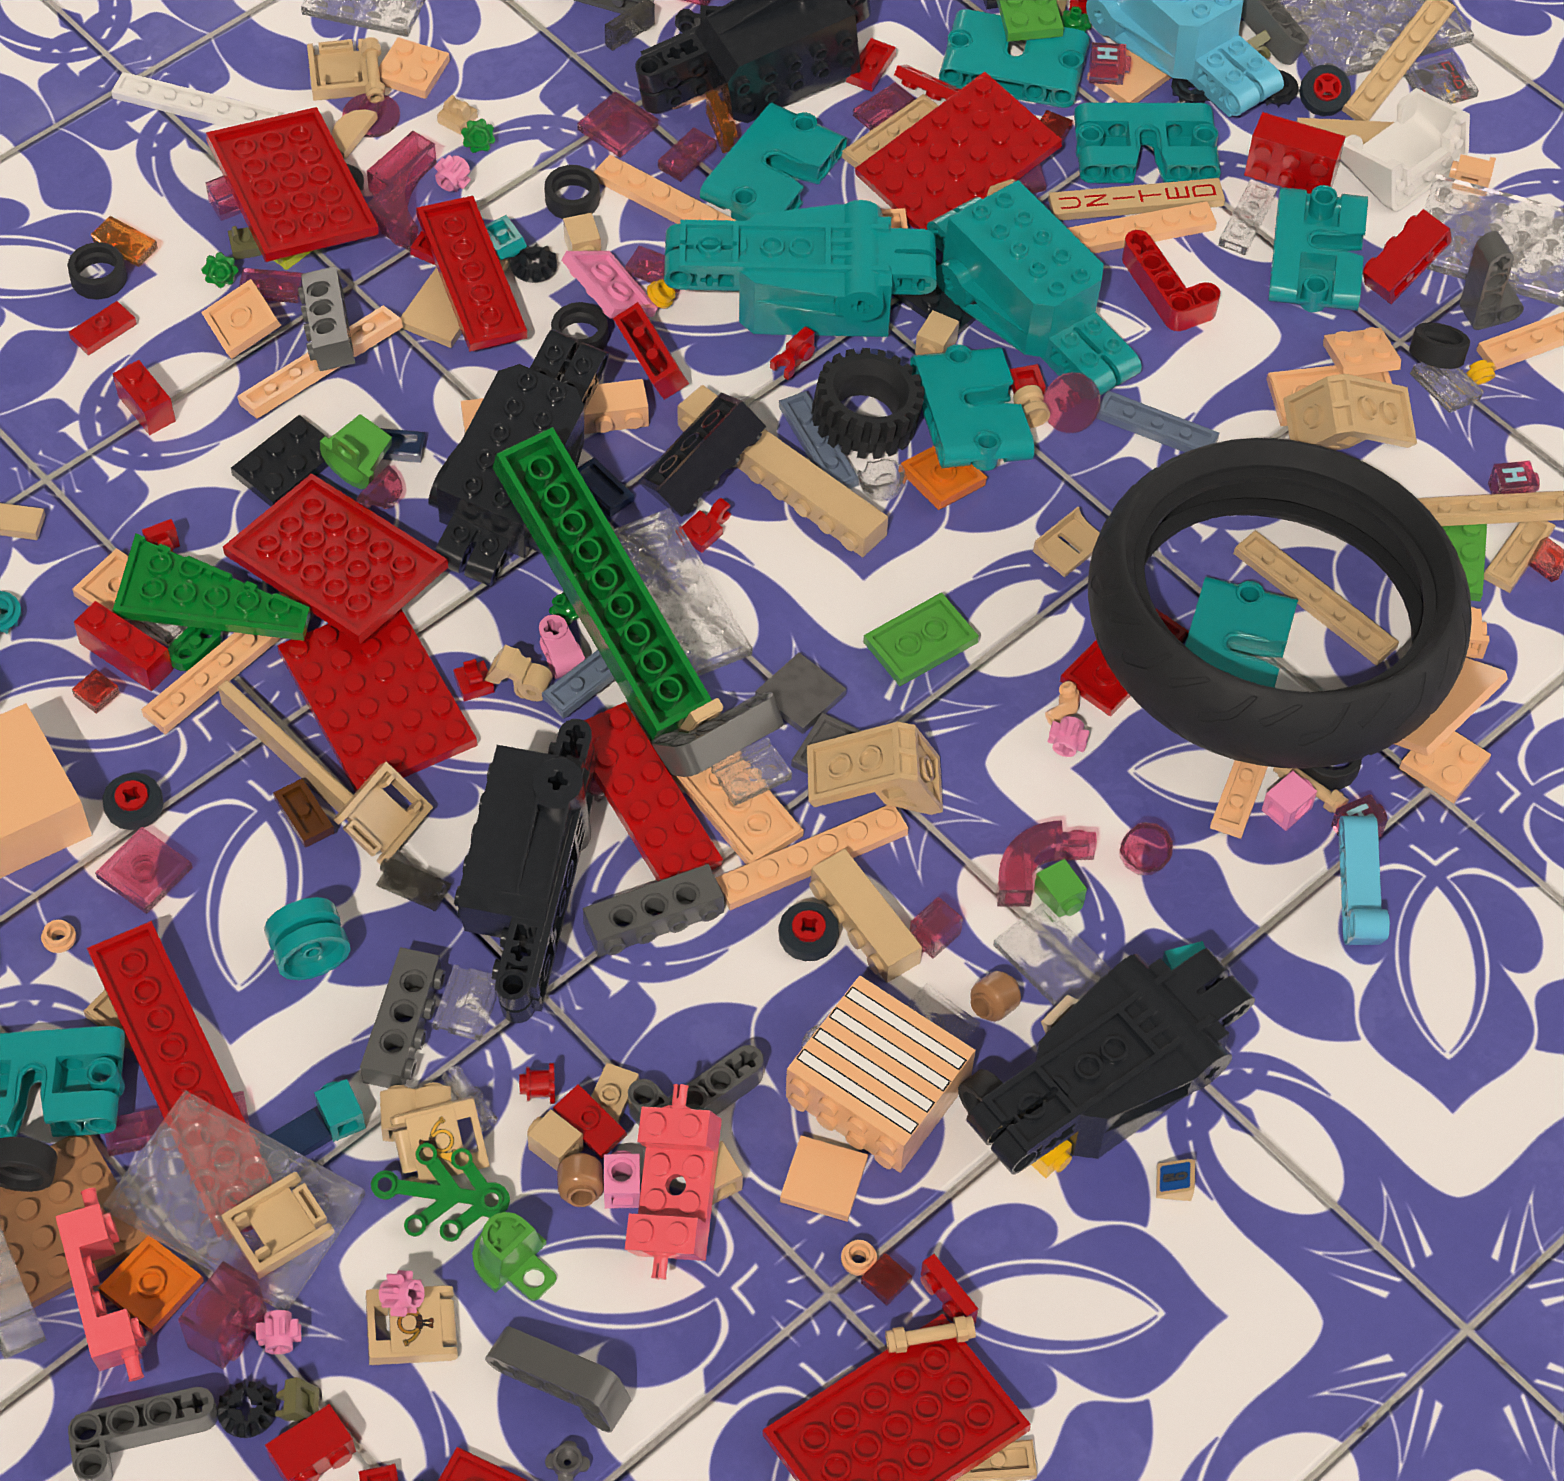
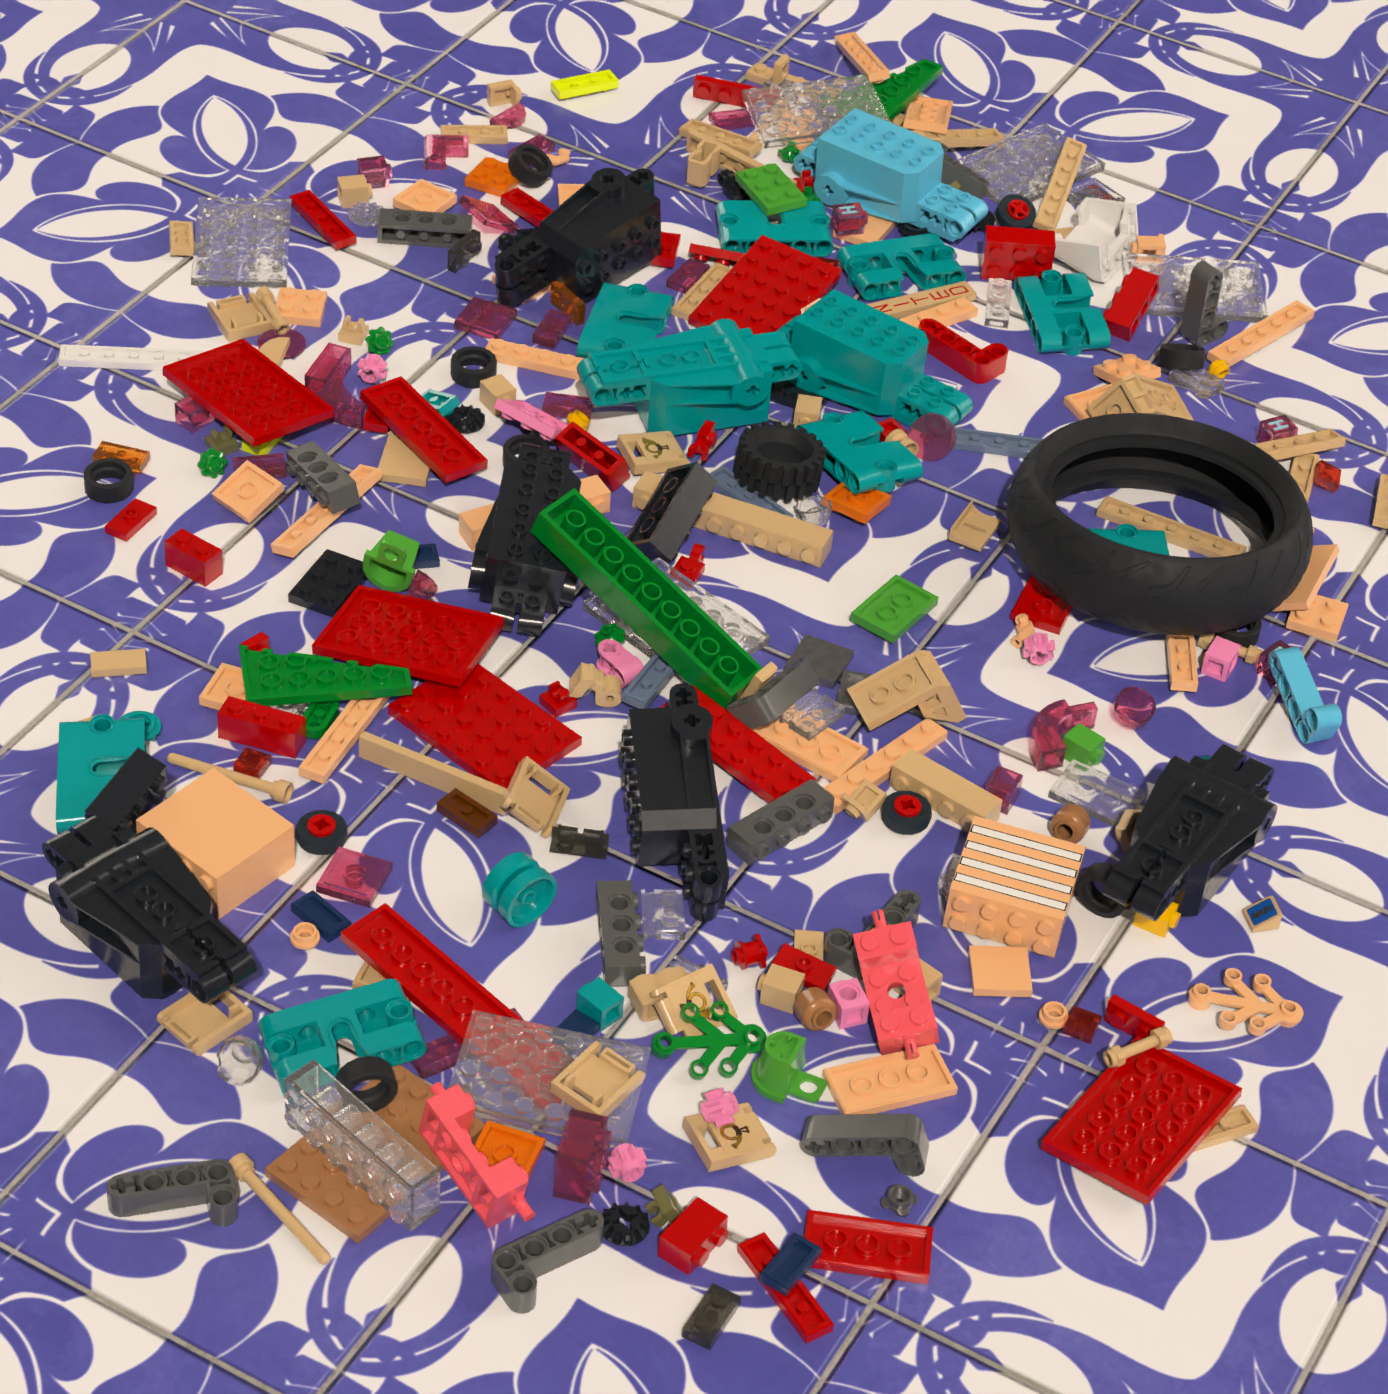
camera: 20 degrees left, 15 degrees down
(89, 912) = (321, 914): none -> dark blue tile
(110, 734) = (279, 790): none -> tan piece
(625, 1298) = (889, 1081): none -> light nougat tile
(737, 355) = (657, 450): none -> tan container
(763, 904) = (864, 801): none -> tan bracket
(1102, 1303) = (1280, 1011): none -> light nougat plant

